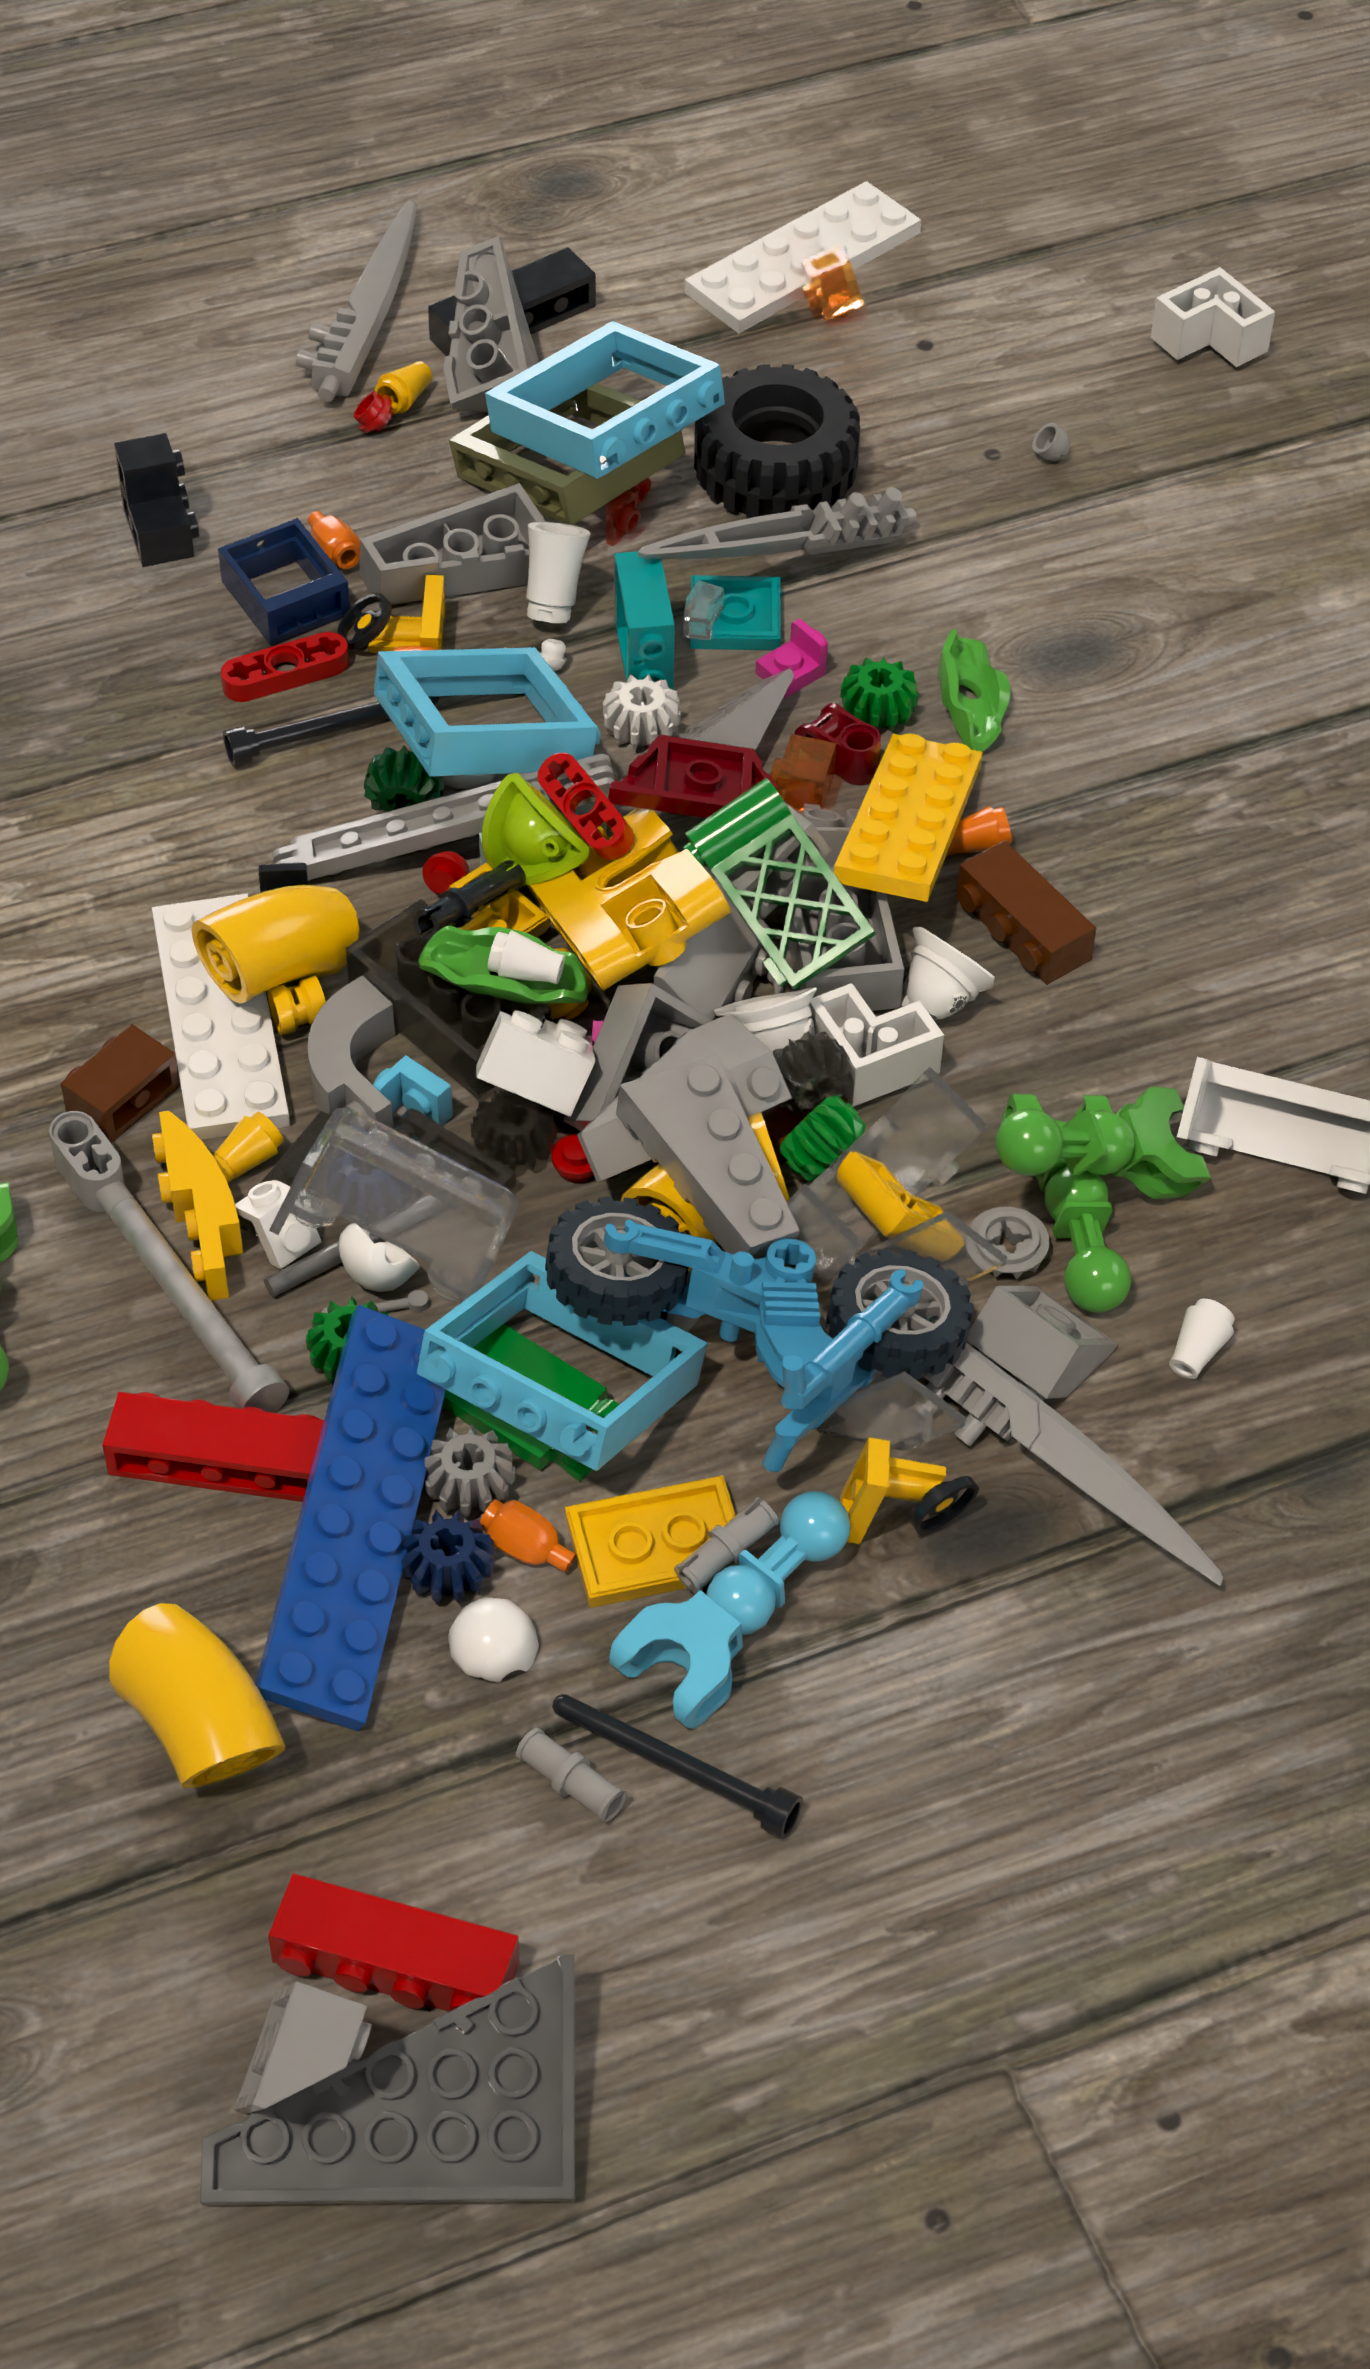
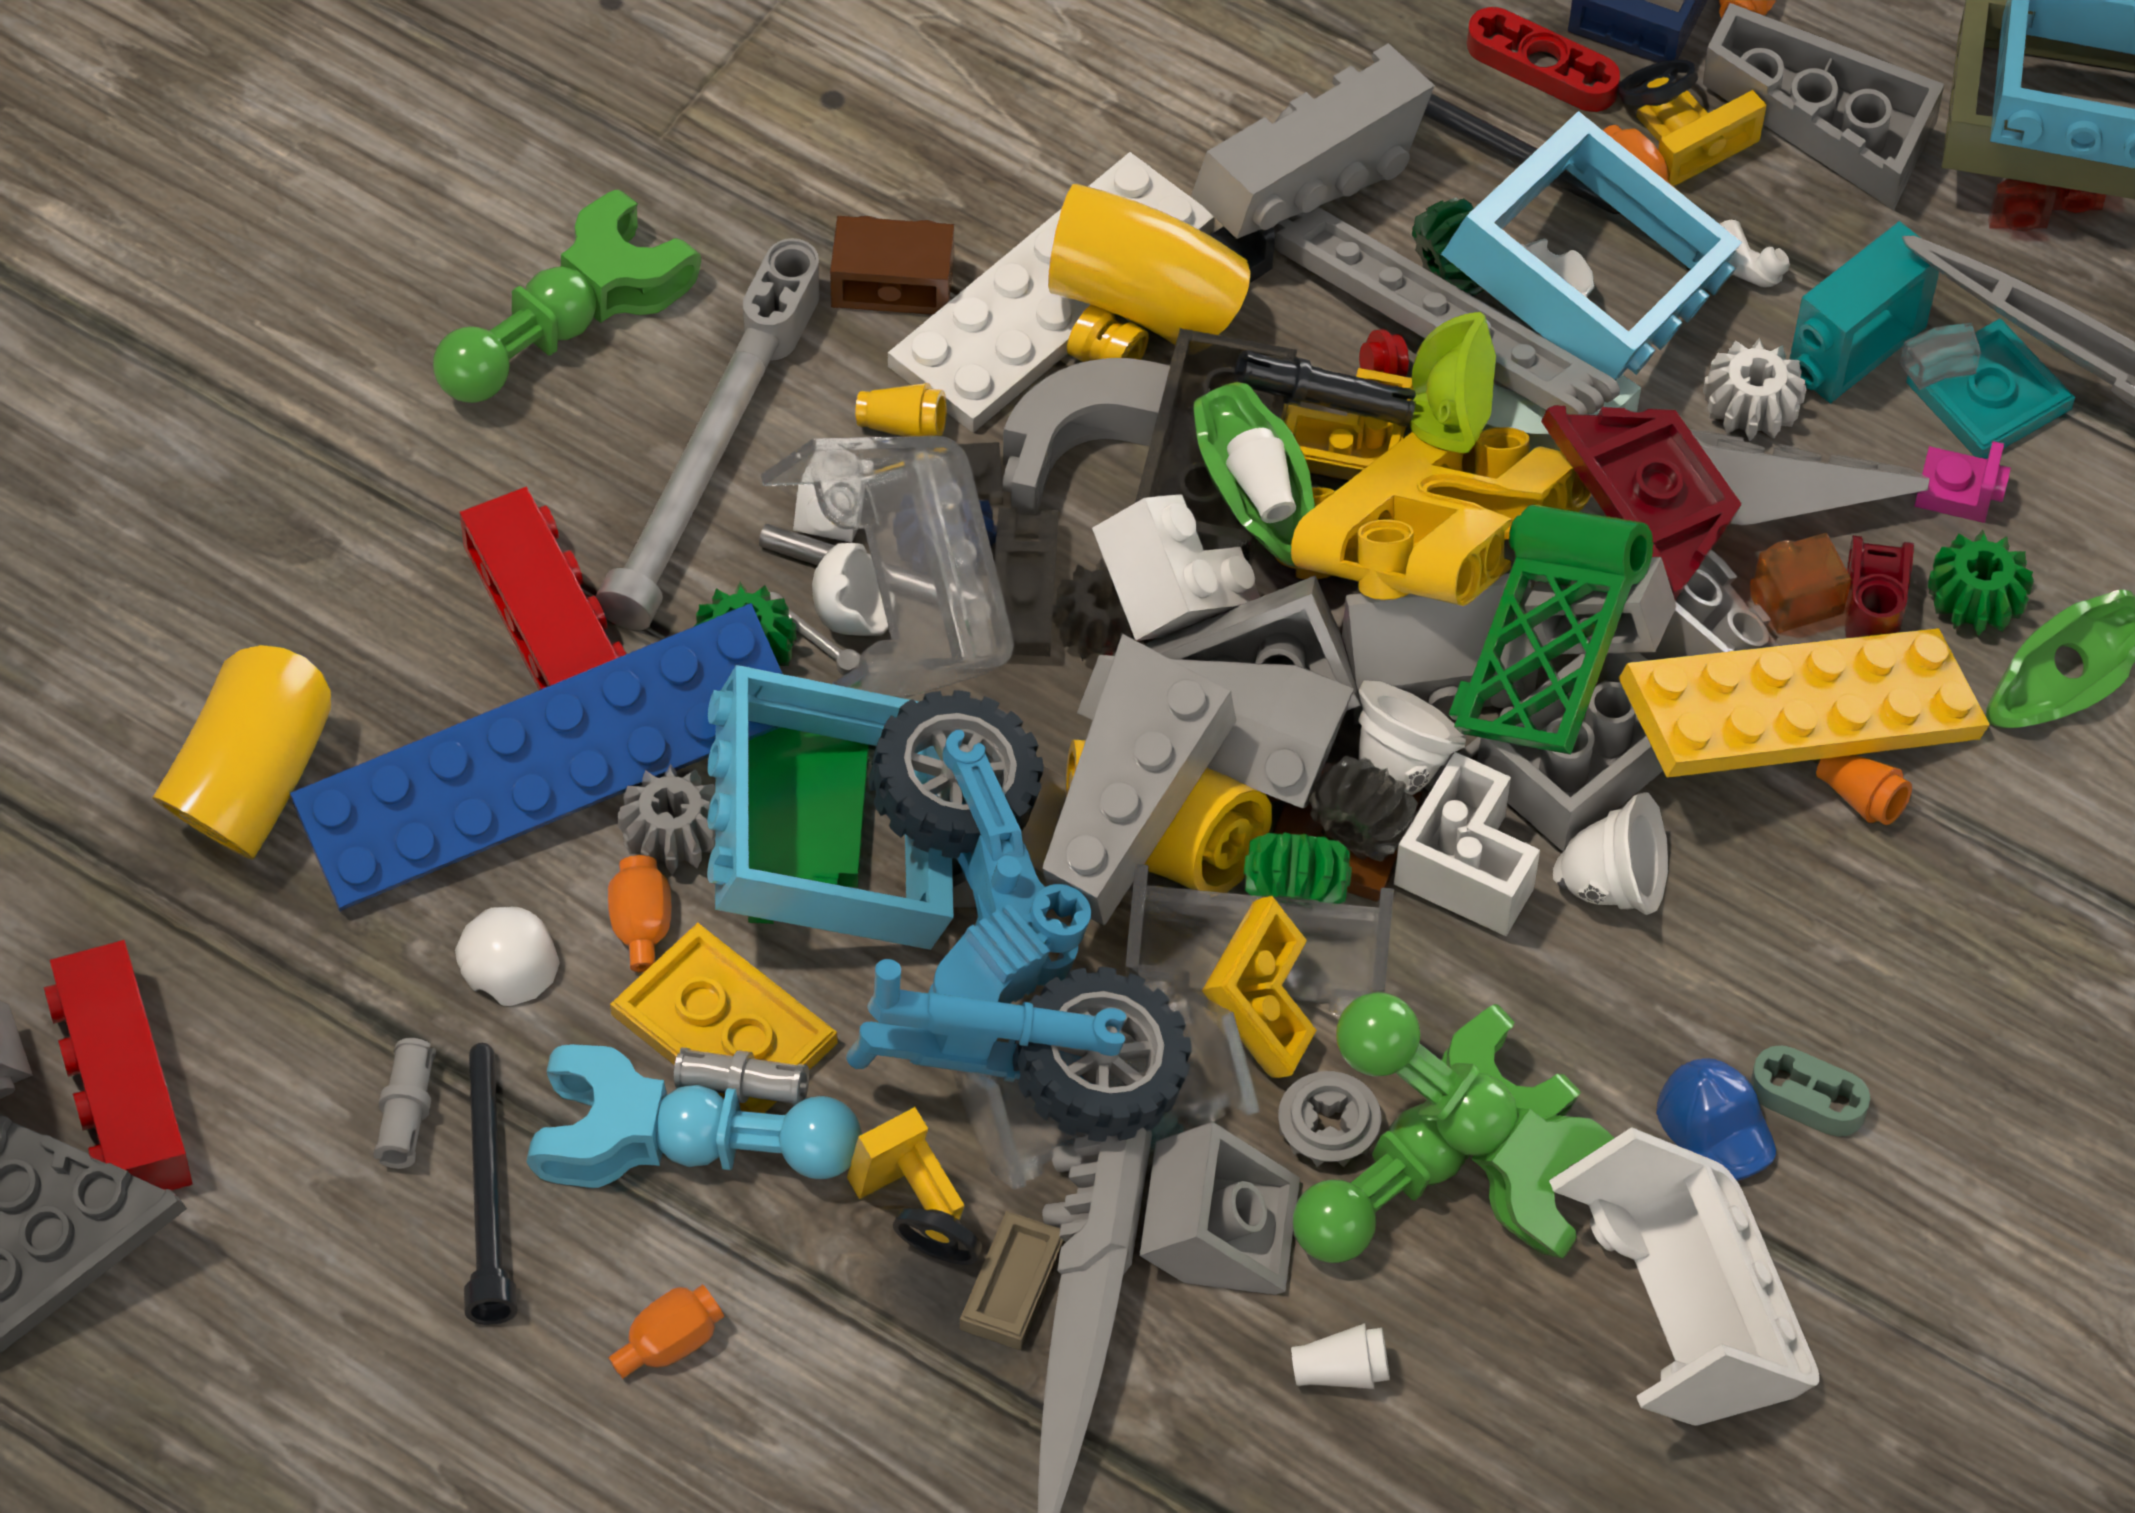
camera: 55 degrees right, 5 degrees up
(199, 1198) = (817, 405): yellow slope -> none
(268, 796) = (1317, 147): none -> light grey wedge
(416, 1089) = (1080, 489): medium azure bracket -> none
(448, 1557) = (563, 860): dark blue gear -> none
(554, 569) = (1861, 188): white plant -> none
(588, 823) = (1498, 436): red beam -> none
(890, 1713) = (668, 1330): none -> orange plant
(1004, 1493) = (1012, 1281): none -> dark tan tile
(1025, 912) = (1783, 888): reddish brown brick -> none
(1155, 1049) = (1716, 1115): none -> blue piece
(1173, 988) = (1810, 1090): none -> sand green beam

